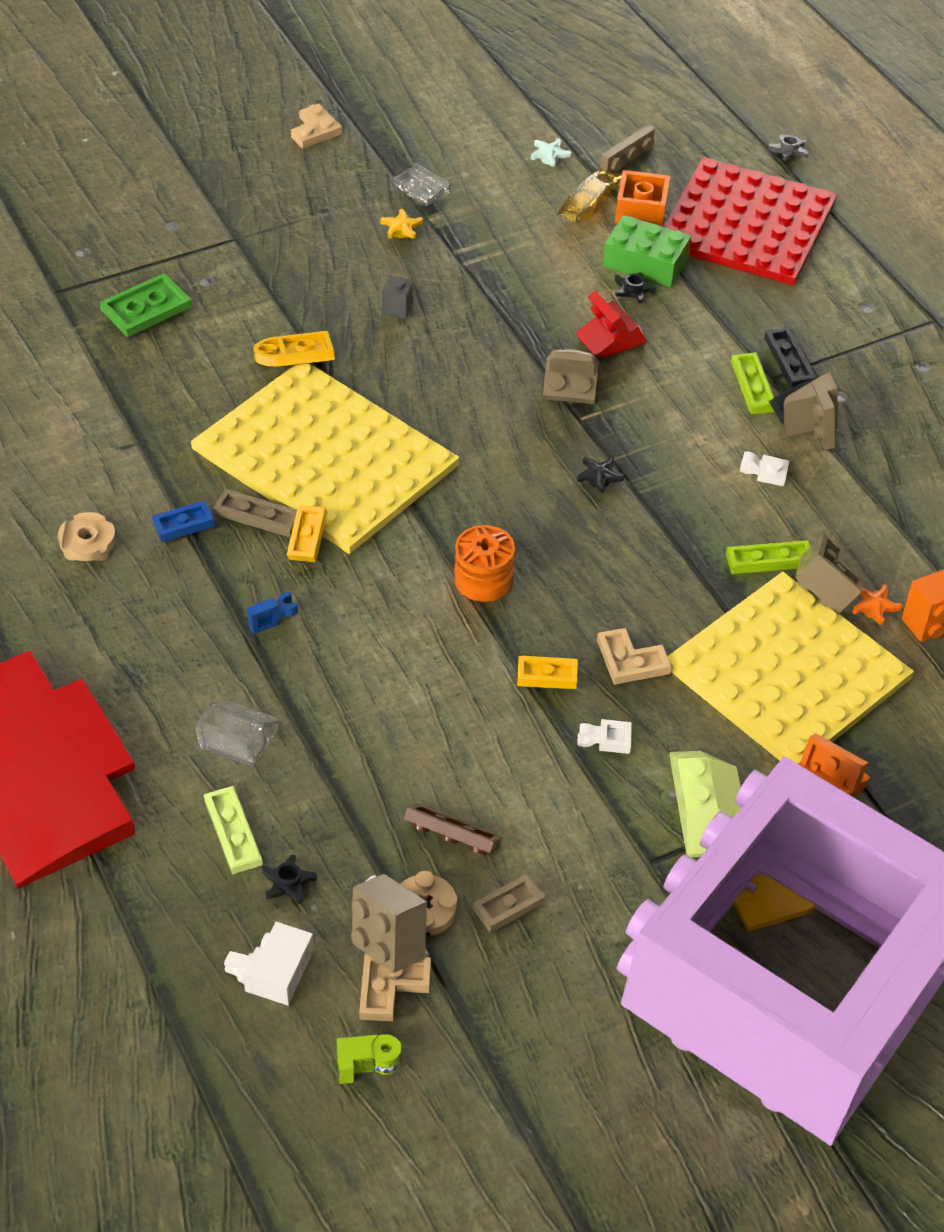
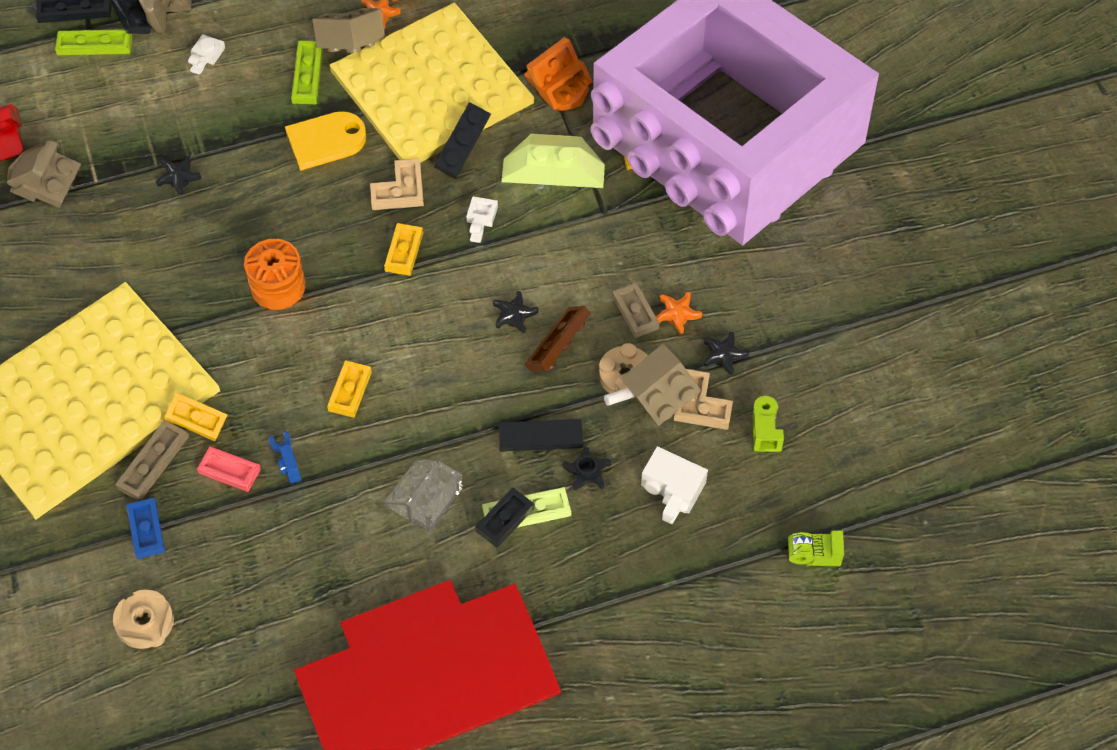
camera: 80 degrees left, 10 degrees up
(200, 1126) = (816, 548): none -> lime leg
(211, 801) = (504, 517): none -> black plate
(257, 574) = (228, 469): none -> coral tile
(328, 831) = (540, 435): none -> black tile
(360, 651) = (349, 389): none -> yellow plate
(464, 1004) = (724, 353): none -> black animal
(483, 784) = (514, 312): none -> black animal
(515, 948) = (678, 311): none -> orange animal
(680, 584) = (325, 139): none -> yellow tile
(708, 702) = (462, 140): none -> black plate

